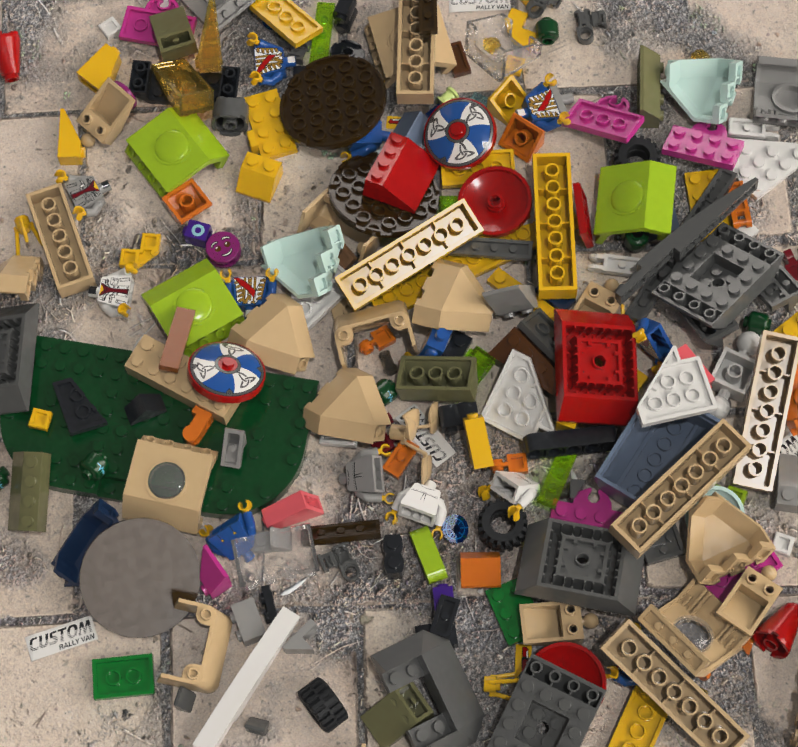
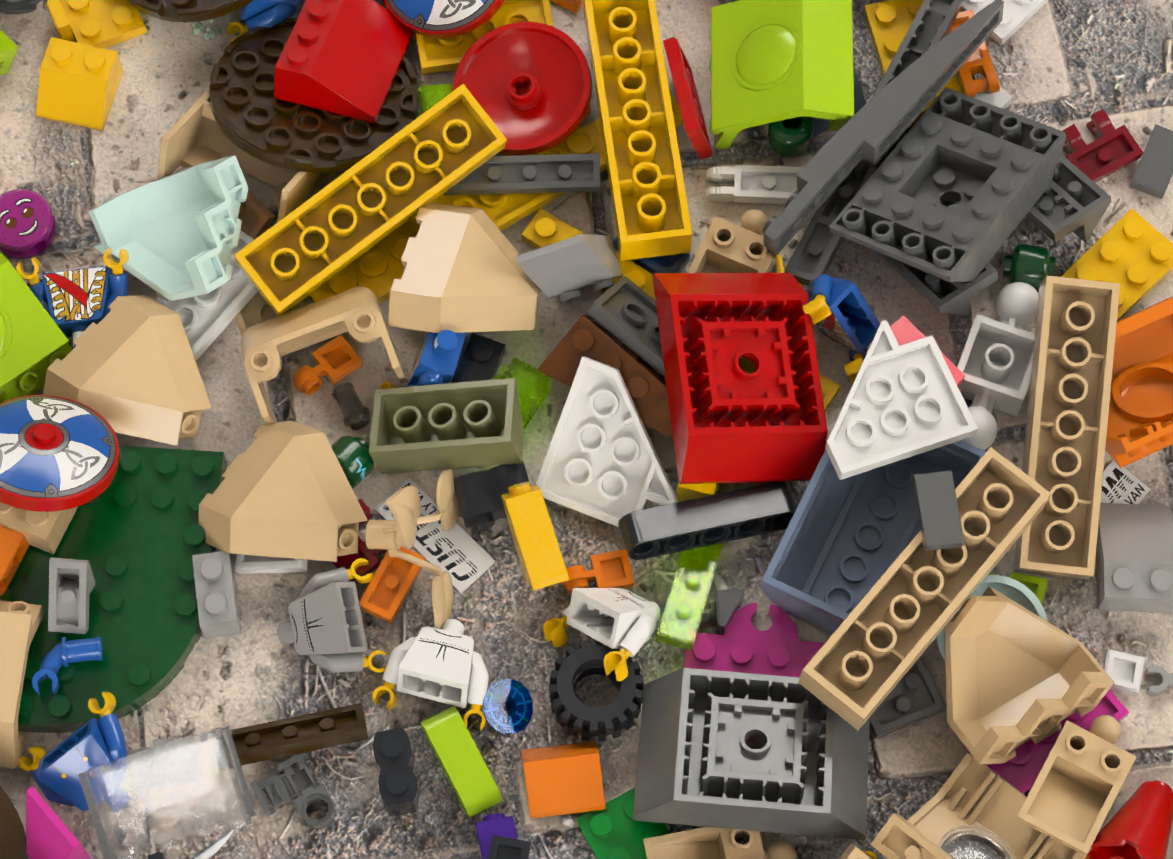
camera: 10 degrees left, 0 degrees up
(228, 477) = (66, 653): none -> blue piece
(292, 510) = (194, 702): coral slope -> none
(308, 455) = (216, 594): none -> light grey brick
(691, 448) = (938, 510): none -> dark grey tile

